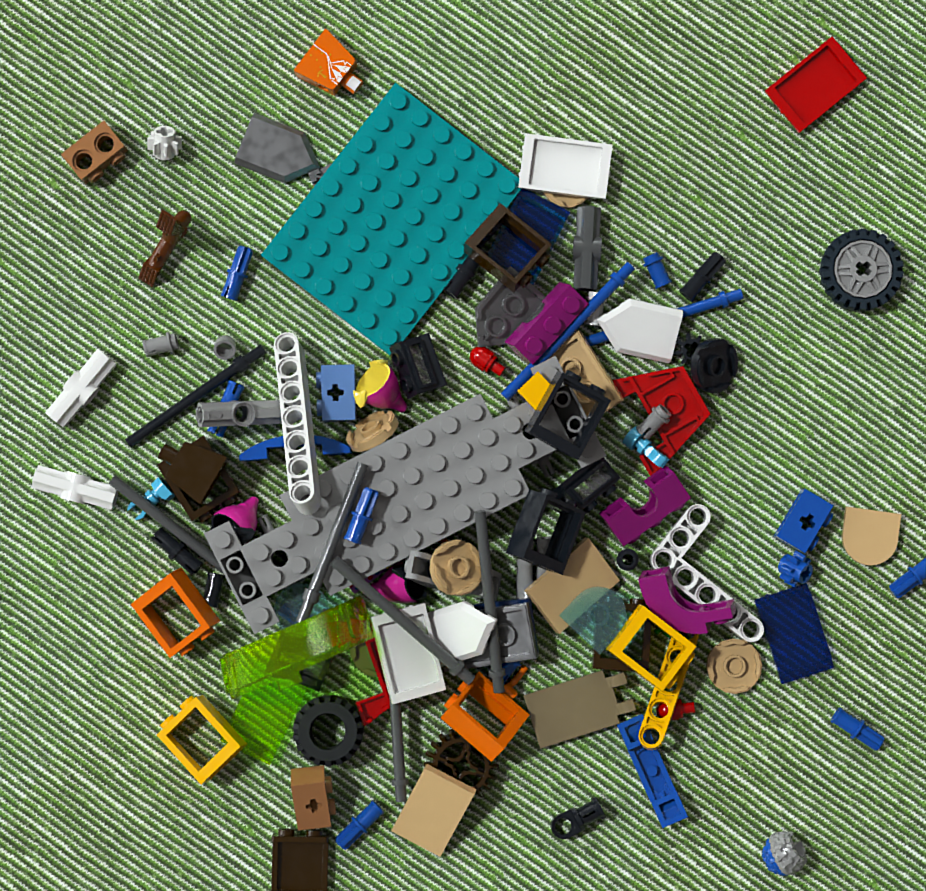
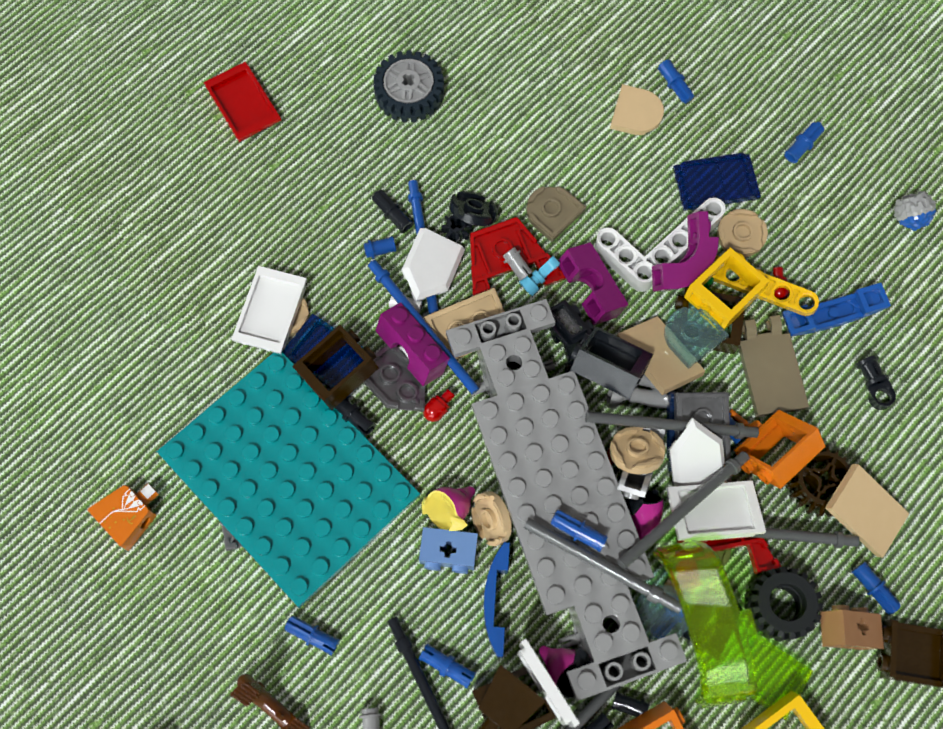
camera: 80 degrees left, 15 degrees down
(164, 142) = (163, 692): white gear -> none
(214, 502) = (546, 685): none -> white piece
(222, 349) = (387, 660): light grey hinge -> none
(223, 413) = (454, 663): light grey piece -> none
(275, 150) = (197, 580): flat silver tile -> none
(300, 433) = (486, 587): white beam -> none
(417, 366) = (433, 467): black window -> none
(534, 390) = (478, 348): yellow tile -> none
(587, 248) = (348, 302): dark grey piece -> none
(593, 392) = (517, 303): black window -> none
(632, 554) = (636, 308): black pin -> none
(730, 453) = (553, 211): none -> dark tan tile
(790, 528) = (620, 158): blue brick -> none
(795, 568) = (661, 169): blue gear -> none

